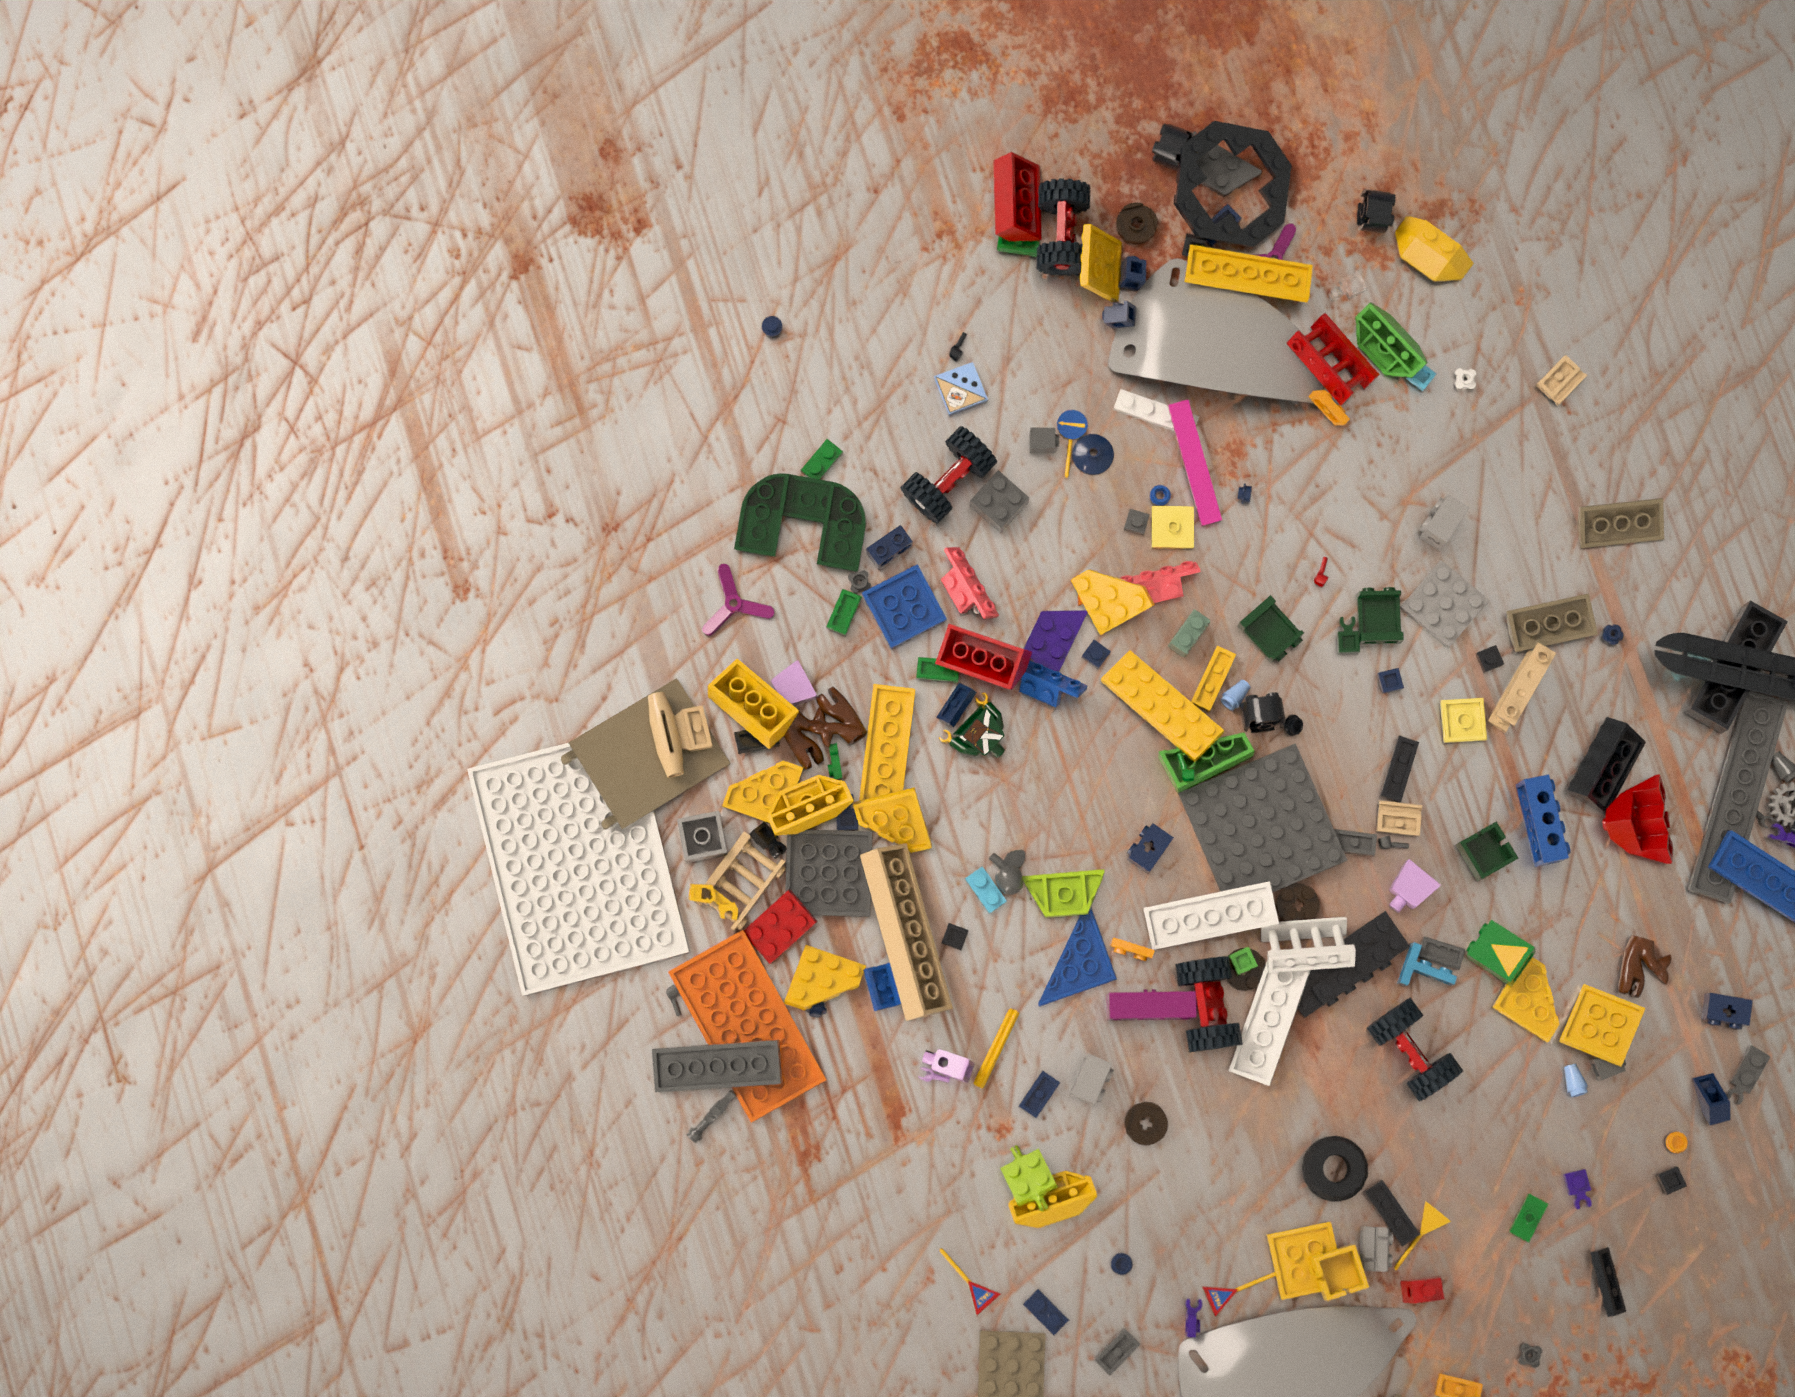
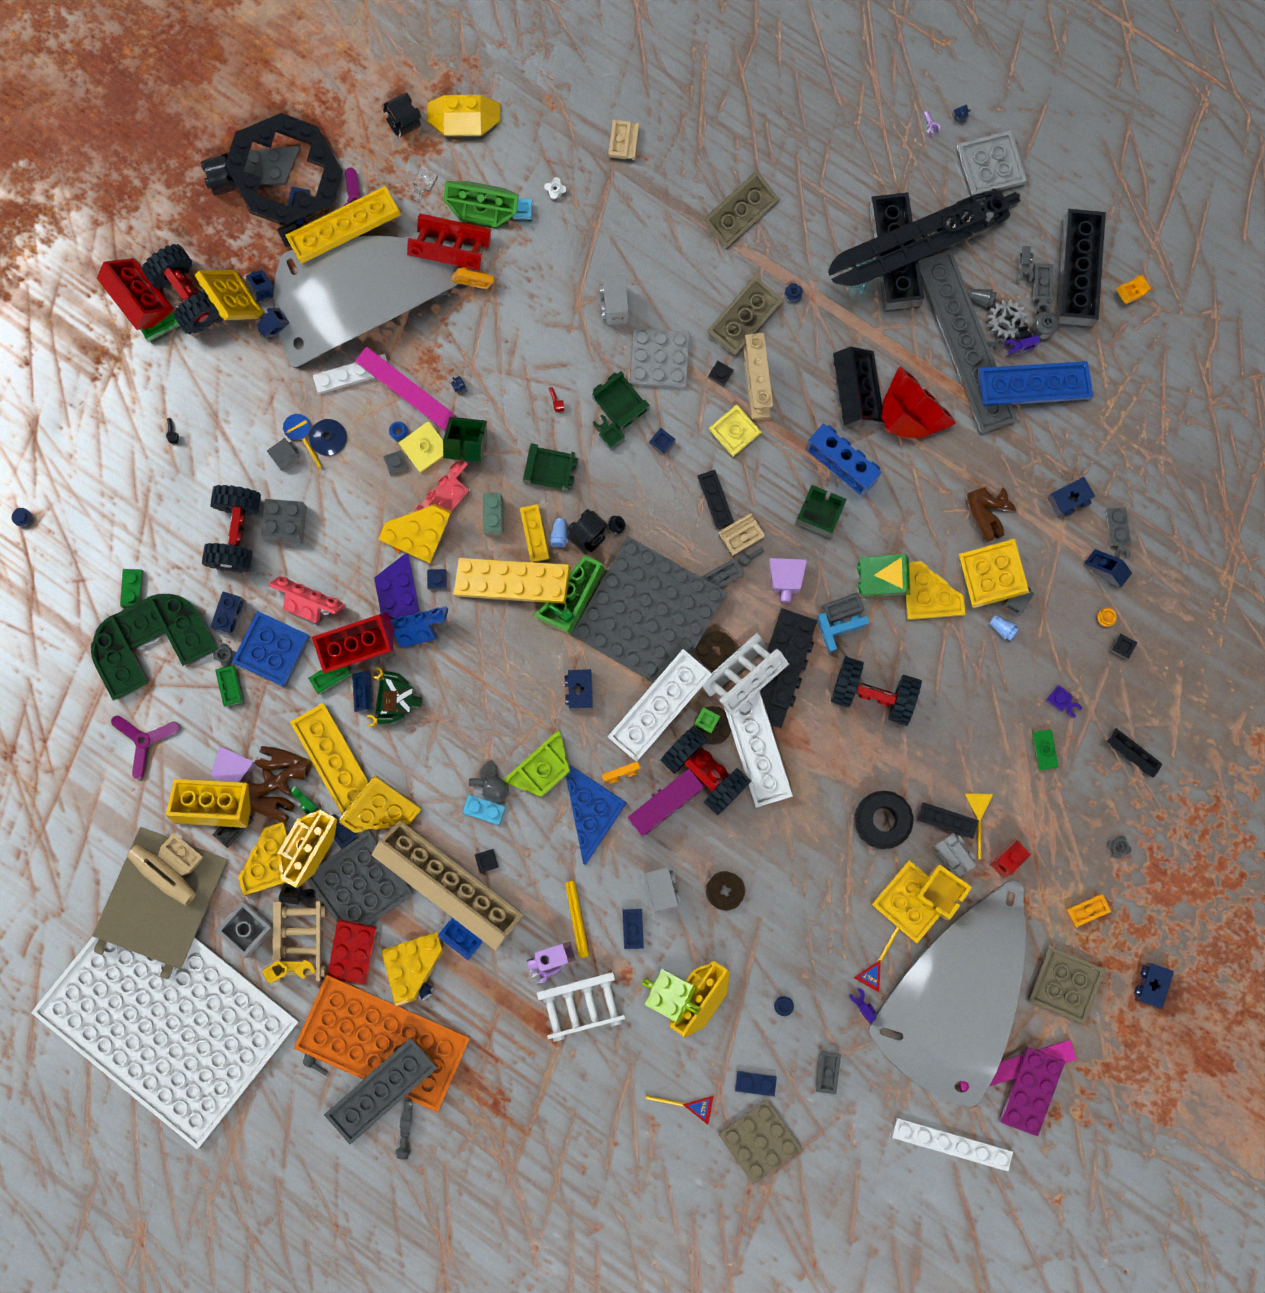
camera: 35 degrees left, 0 degrees up
(940, 1106) = (567, 991): none -> white fence
(960, 388) = (195, 460): tile -> none
(1143, 214) = (236, 238): dark brown plate -> none
(1214, 548) = (465, 439): none -> dark green piece

